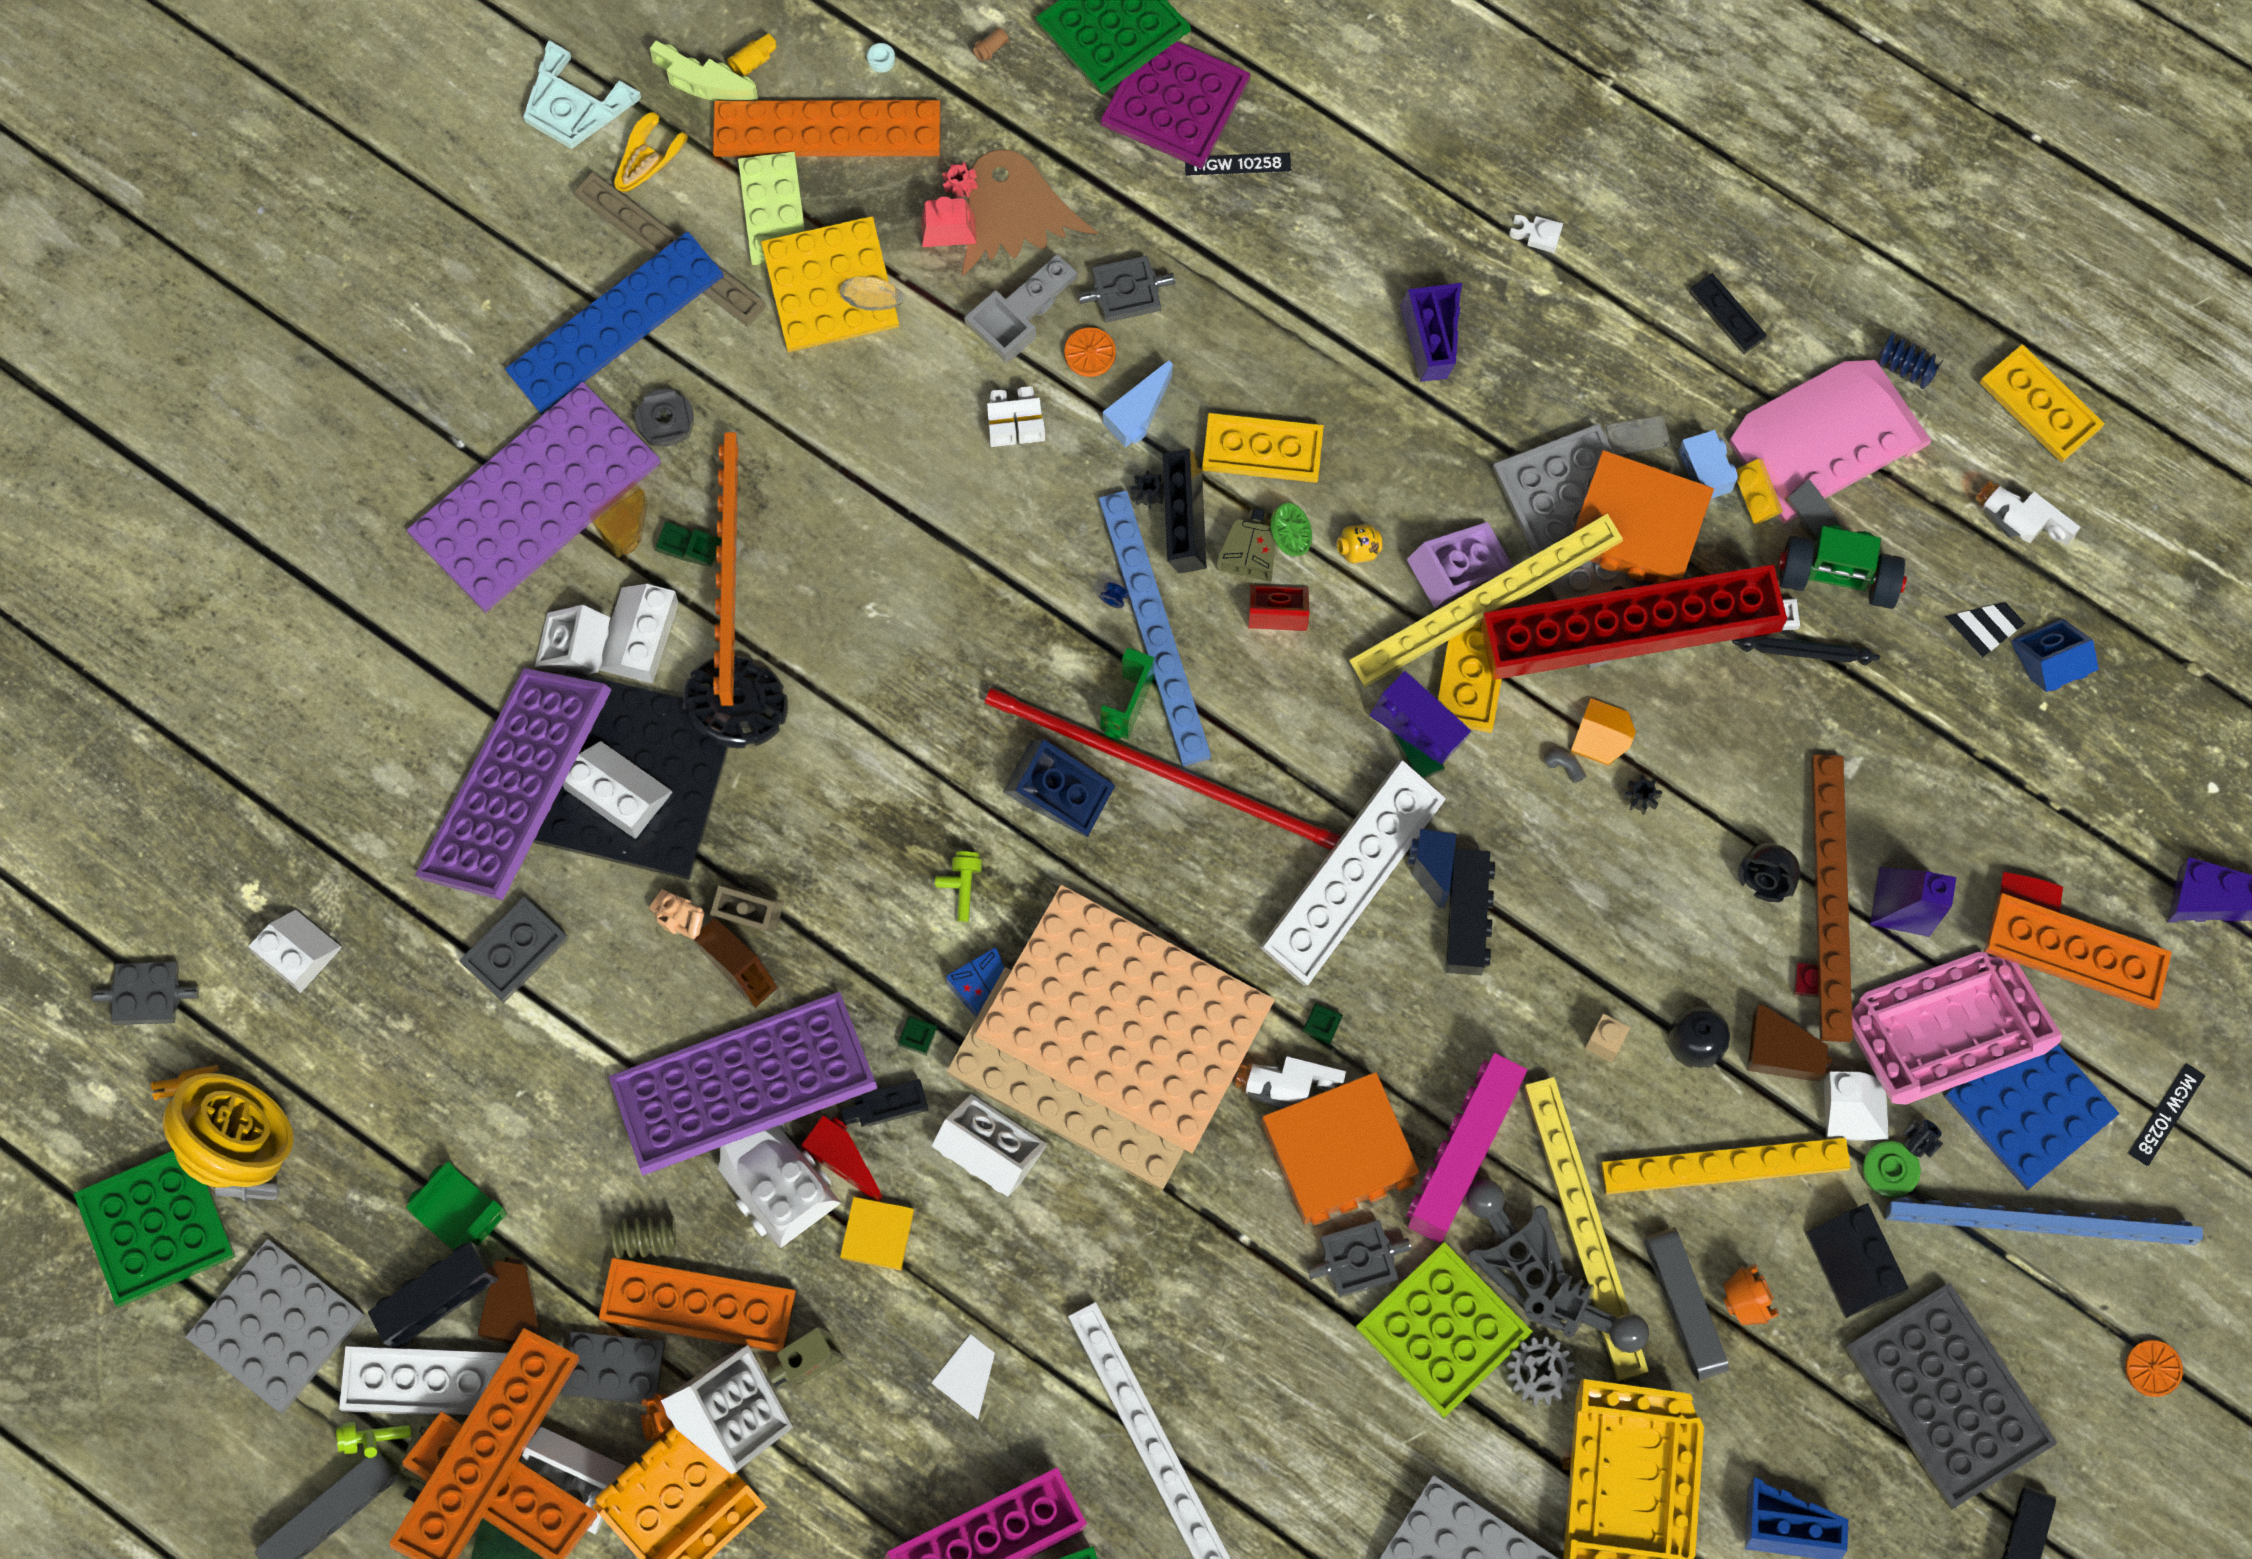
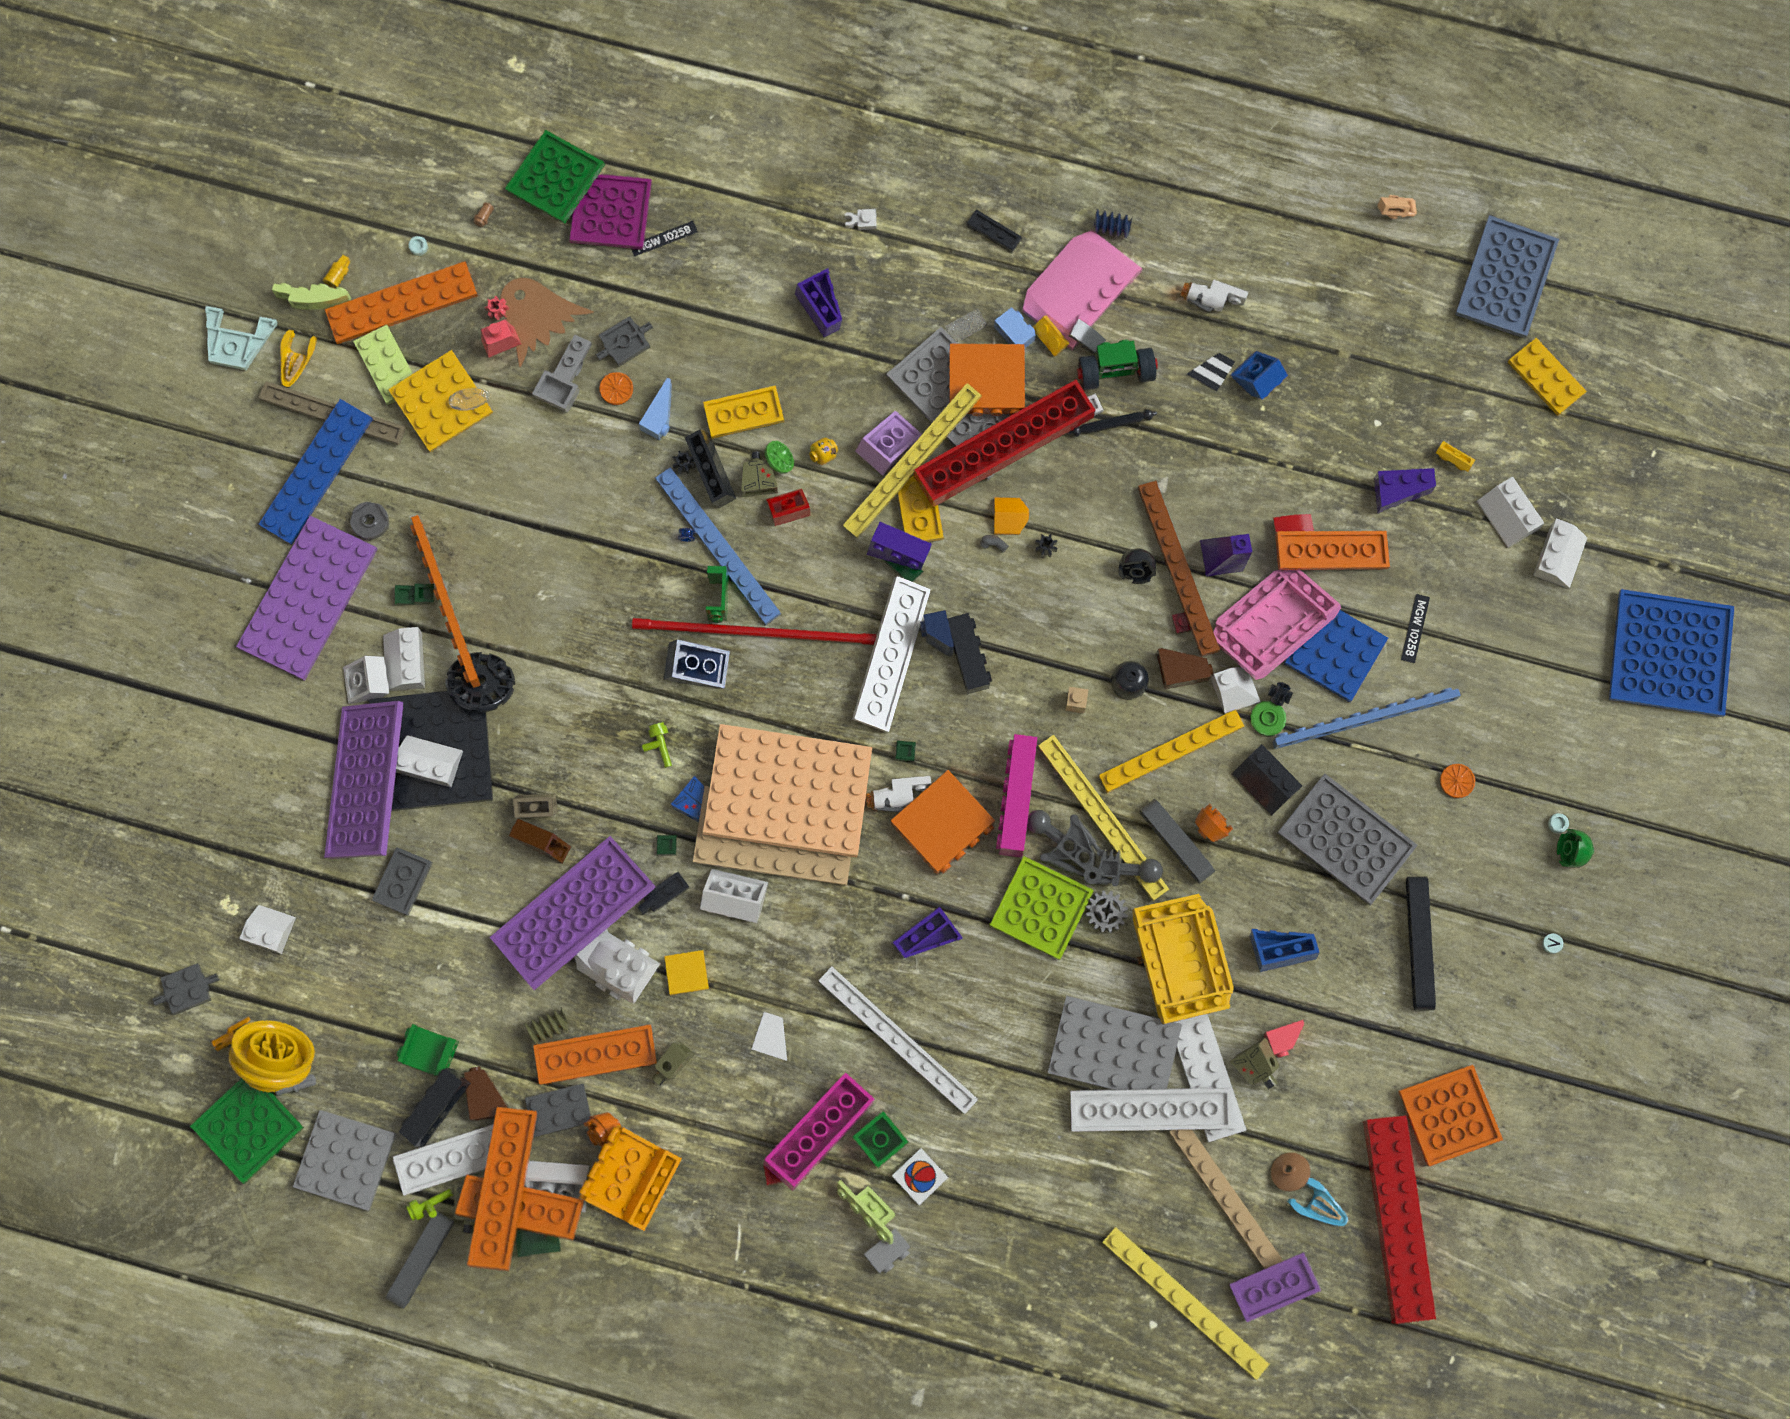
camera: 20 degrees left, 5 degrees up
(624, 524) = (370, 596): clear yellow slope -> none
(677, 914) = (494, 824): light nougat piece -> none
(729, 1410) = (639, 1111): white slope -> none
(835, 1150) = (644, 932): red slope -> none
(1024, 410) = (591, 440): white hips -> none
(1256, 1306) = (926, 934): none -> dark purple wedge
(1359, 1259) = (977, 884): dark grey plate -> none
(2042, 403) = (1199, 222): yellow plate -> none

